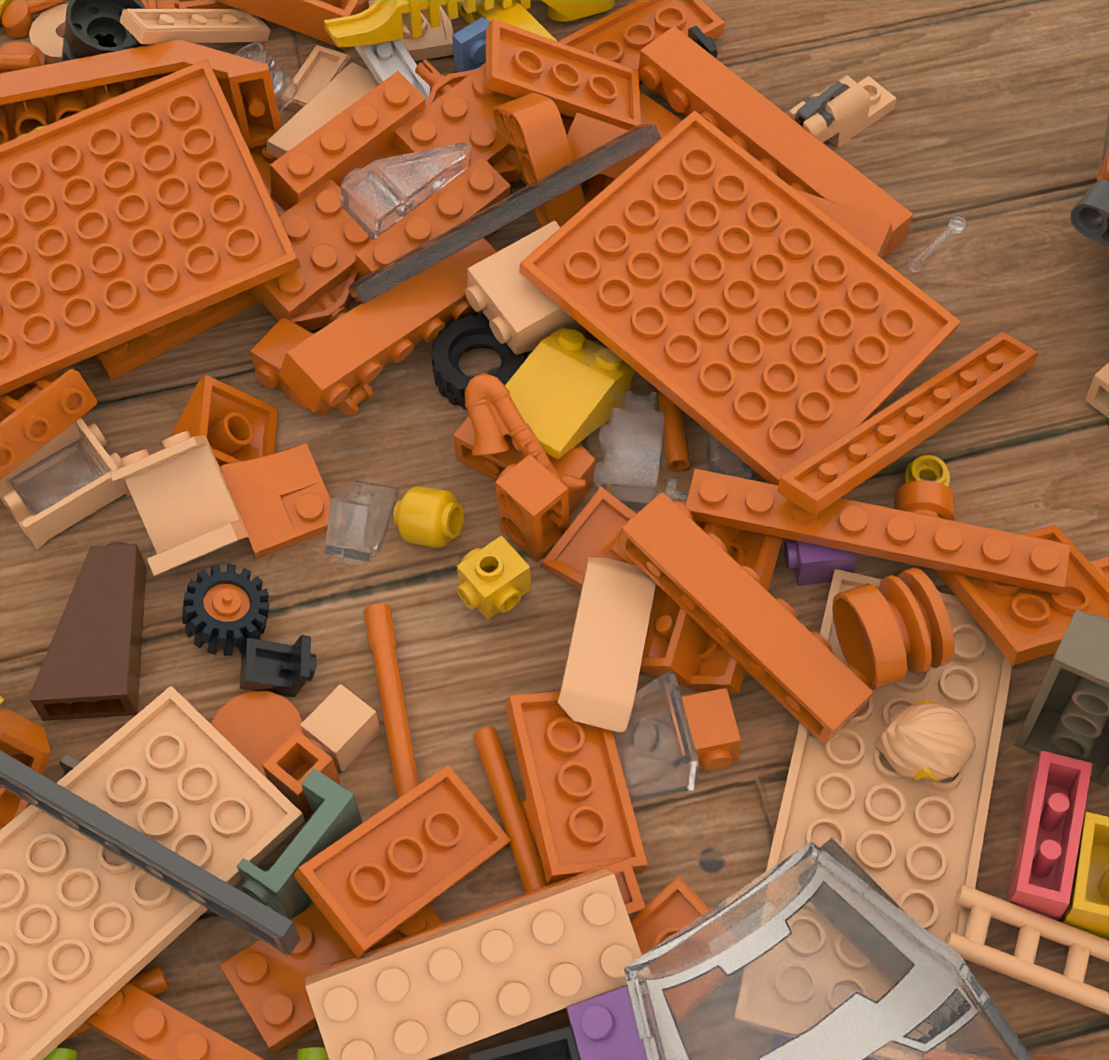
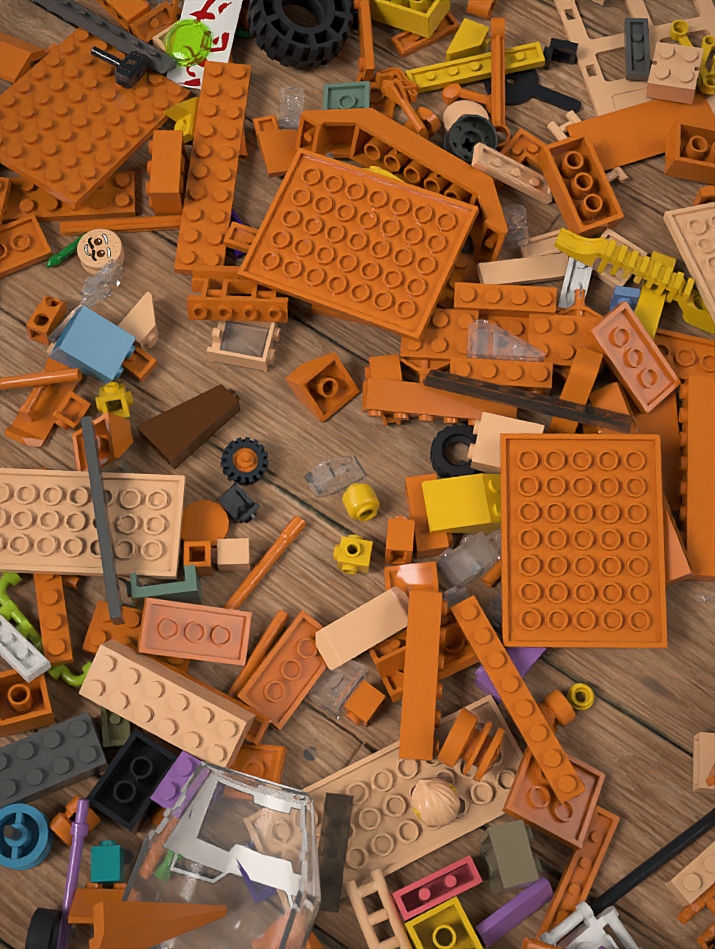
camera: 45 degrees right, 10 degrees up
(181, 500) = (272, 401): light nougat panel -> none
(279, 498) = (314, 433): orange plate -> none
(496, 415) = (419, 496): orange piece -> none
(905, 423) = (591, 667): orange plate -> none

